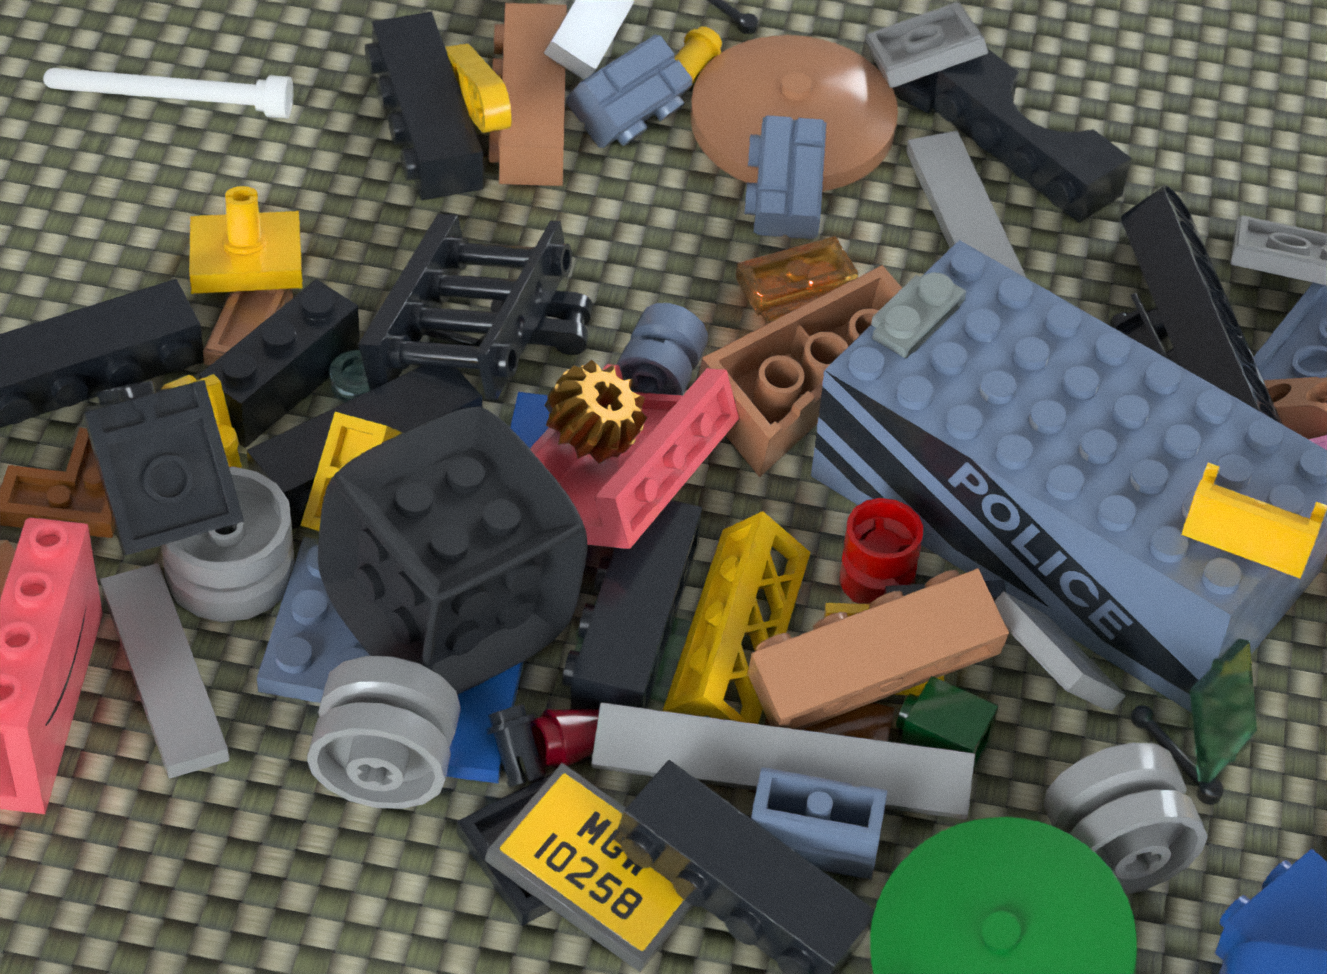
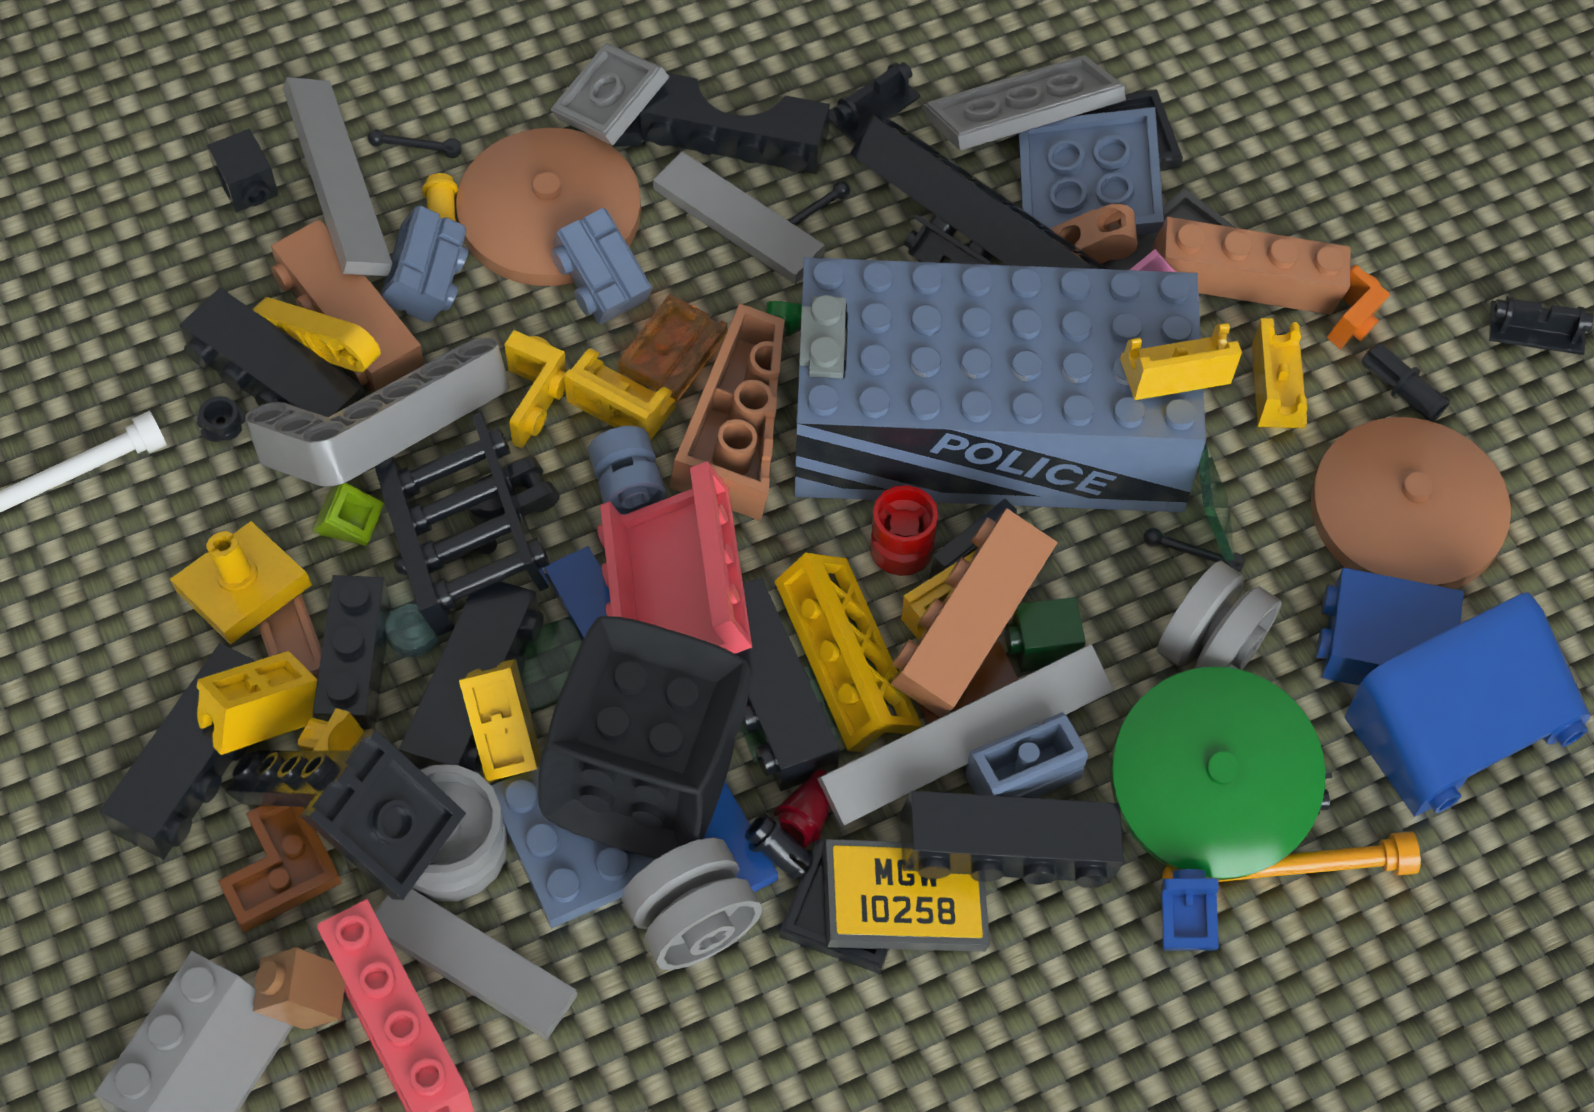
camera: 35 degrees left, 10 degrees up
(157, 335) = (256, 701): none -> yellow hinge
(346, 120) = (220, 409): none -> black plate
(384, 254) = (348, 515): none -> lime slope
(461, 185) = (381, 424): none -> light grey beam
(595, 411) = (639, 553): pearl gold gear -> none
(652, 249) = (546, 367): none -> yellow bracket
(711, 291) = (616, 397): none -> yellow hinge
(1058, 653) = (1080, 530): light grey tile -> none
(1088, 247) = (840, 190): none -> black hinge
(1204, 189) = (883, 95): none -> black hinge

